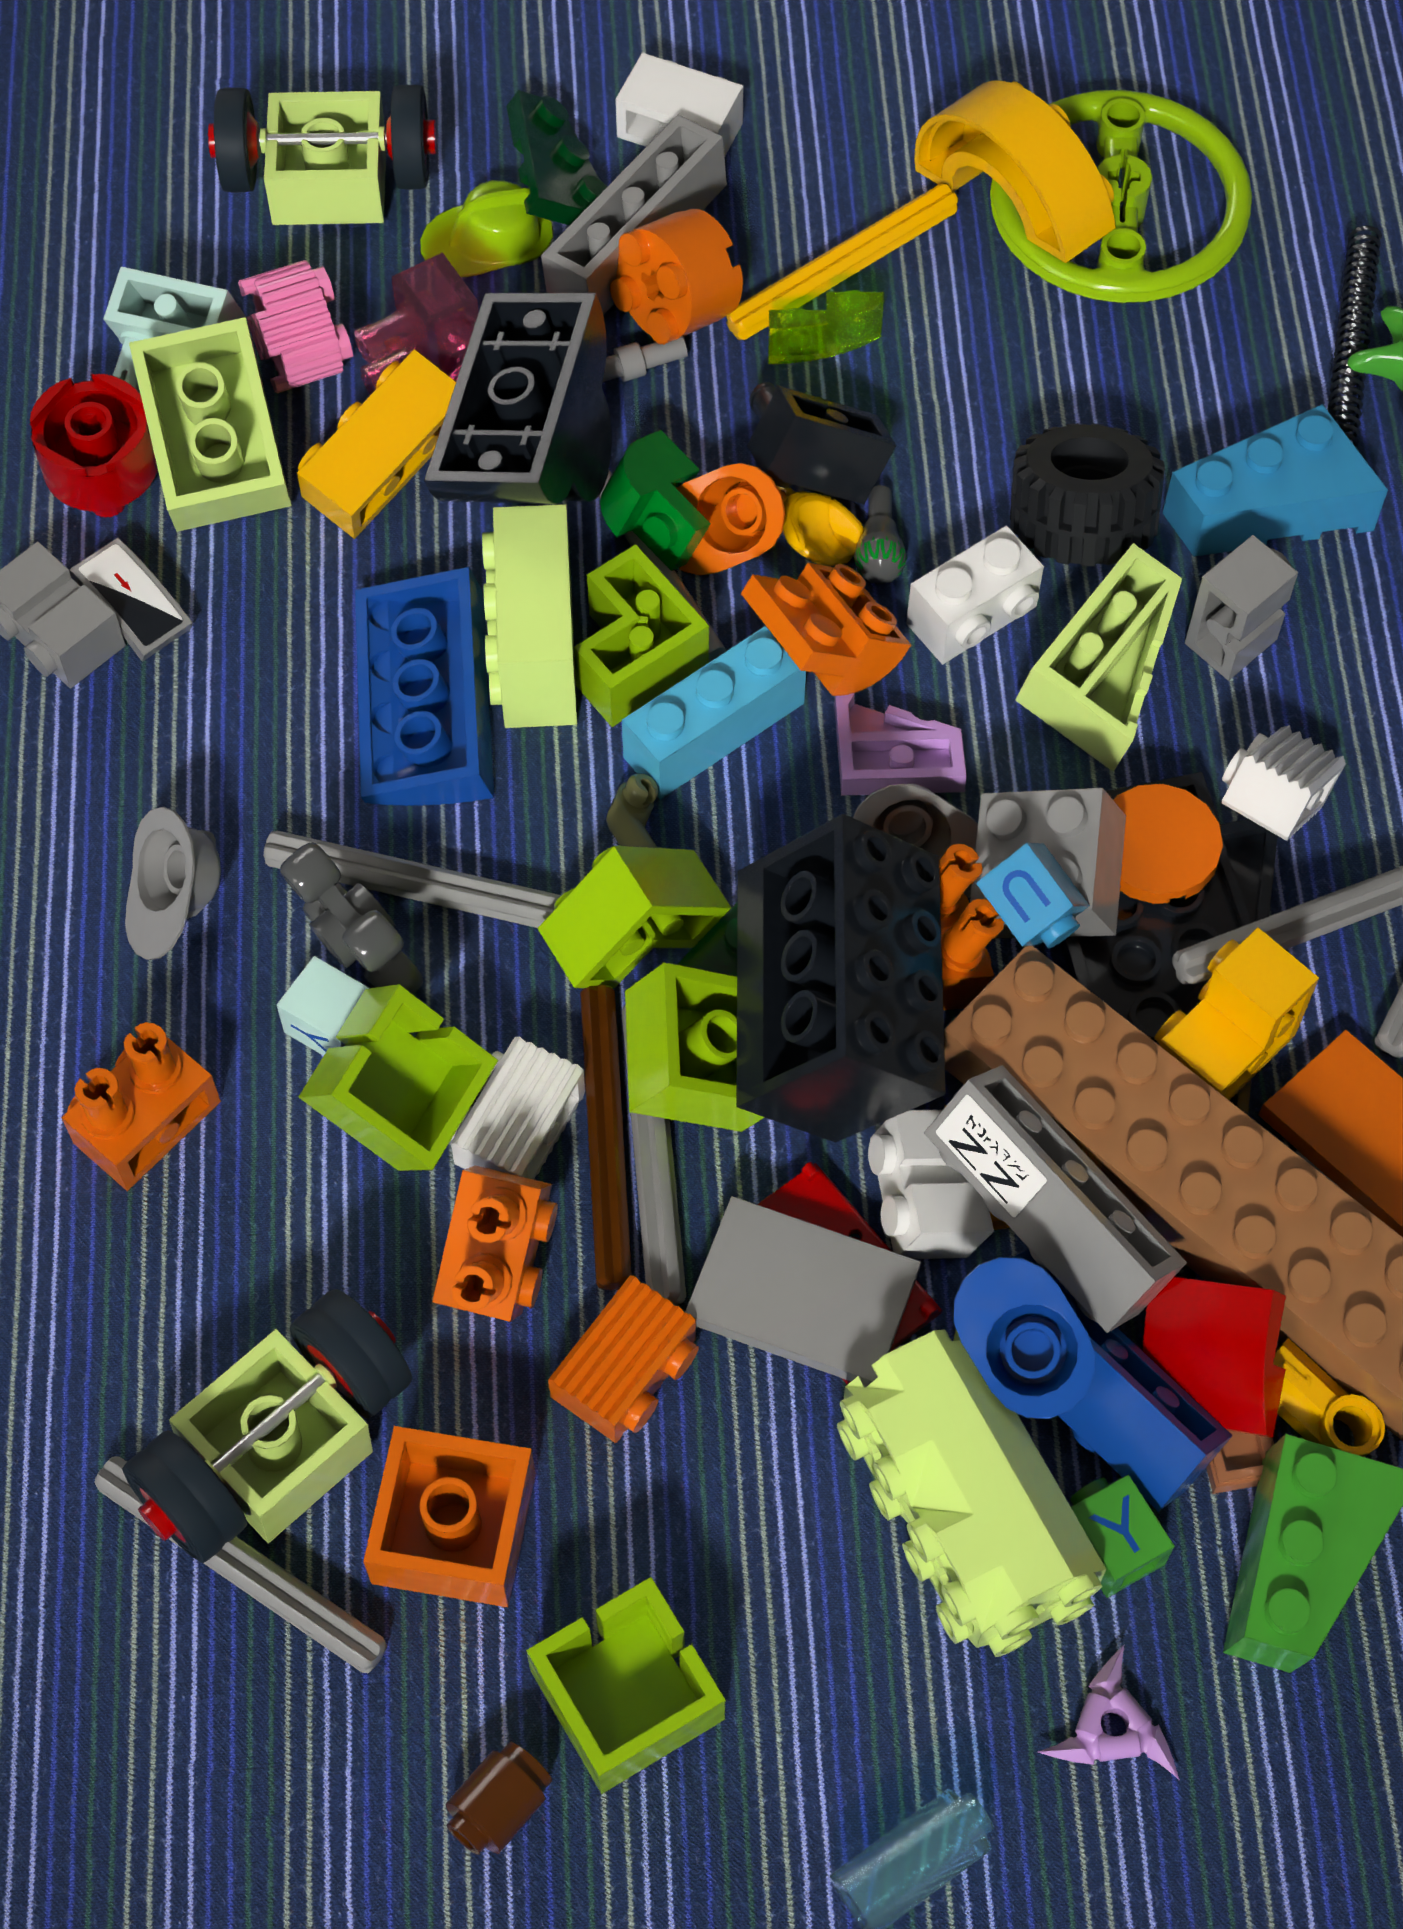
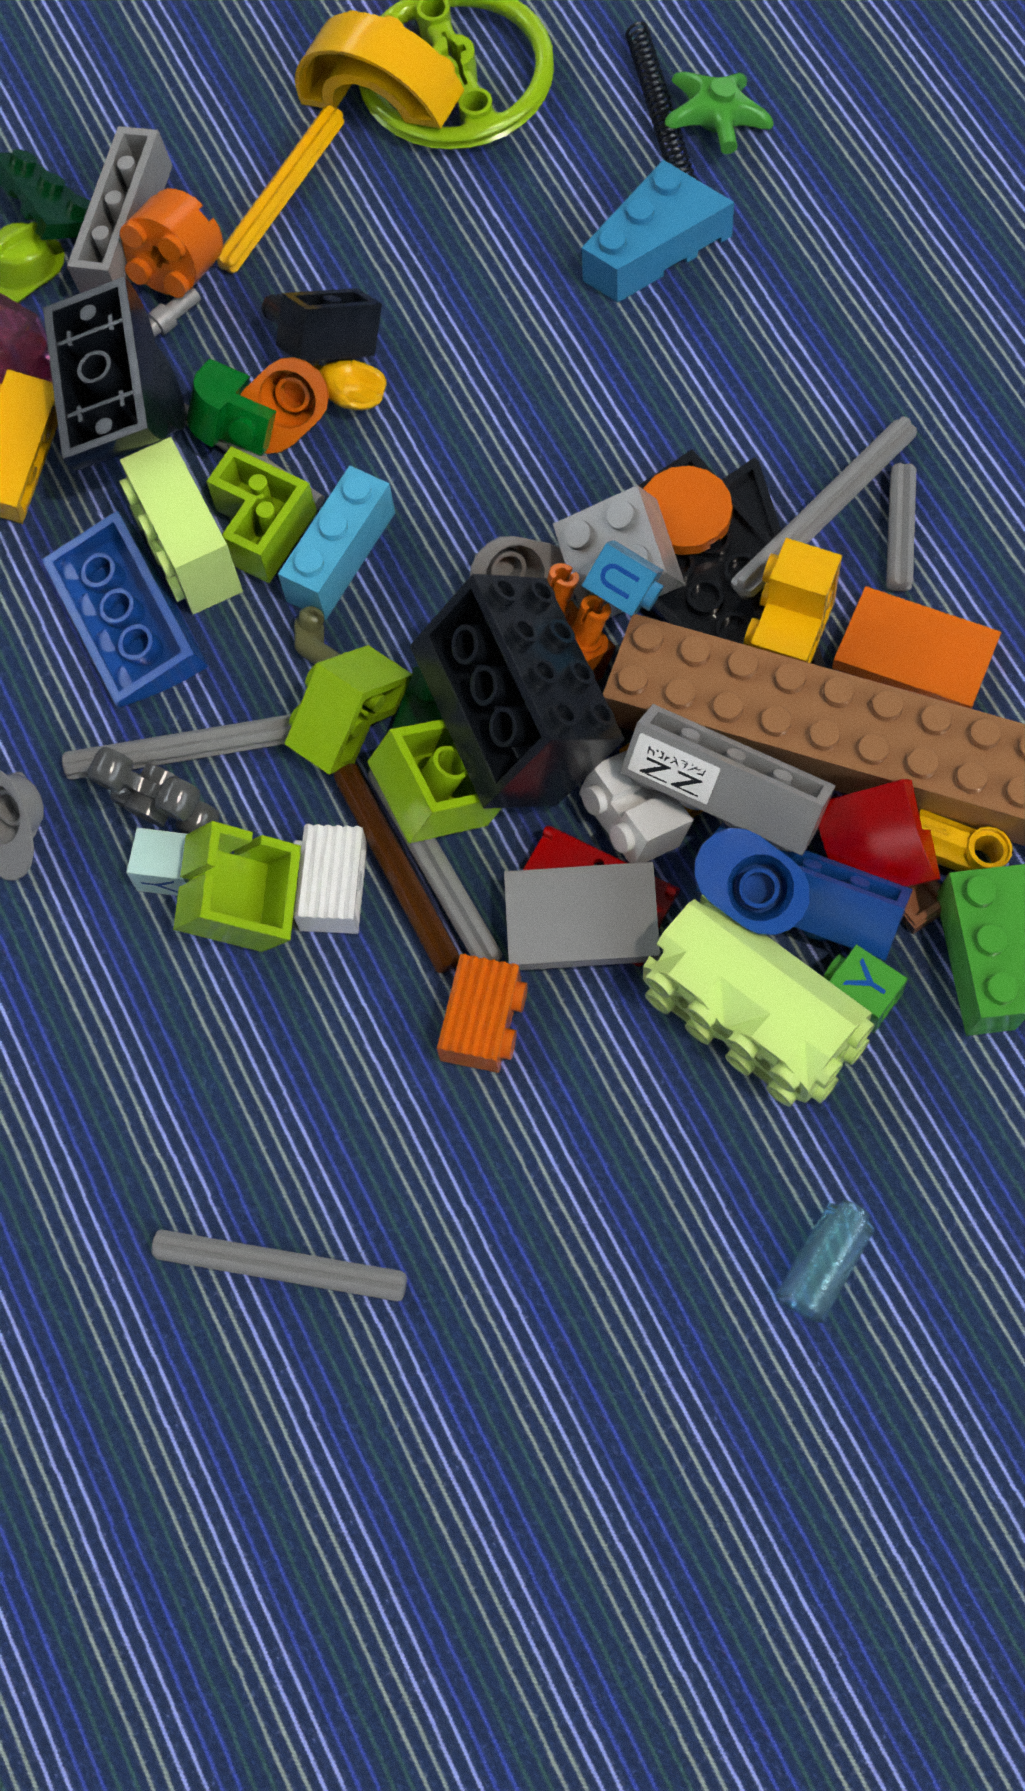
camera: 15 degrees left, 5 degrees up
(139, 1107) = (61, 983): orange brick -> none
(271, 1430) = (261, 1164): brick -> none
(450, 1516) = (412, 1169): orange brick -> none
(495, 1243) = (356, 972): orange brick -> none
(497, 1799) = (531, 1344): reddish brown brick -> none
(626, 1695) = (585, 1236): lime piece -> none
(663, 89) = (98, 113): white brick -> none
(829, 625) = (392, 449): orange brick -> none
(846, 324) = (303, 233): clear neon green slope -> none
(880, 550) = (400, 383): dark grey piece -> none
(895, 750) = (474, 519): lavender wing -> none
(974, 594) = (481, 388): white brick -> none
(1086, 493) = (528, 286): black tyre -> none
(1094, 1744) = (907, 1131): lavender piece -> none
(1104, 659) = (592, 399): yellowish green wedge -> none
(1240, 607) = (669, 323): light grey brick -> none
(1281, 781) = (749, 433): white brick -> none

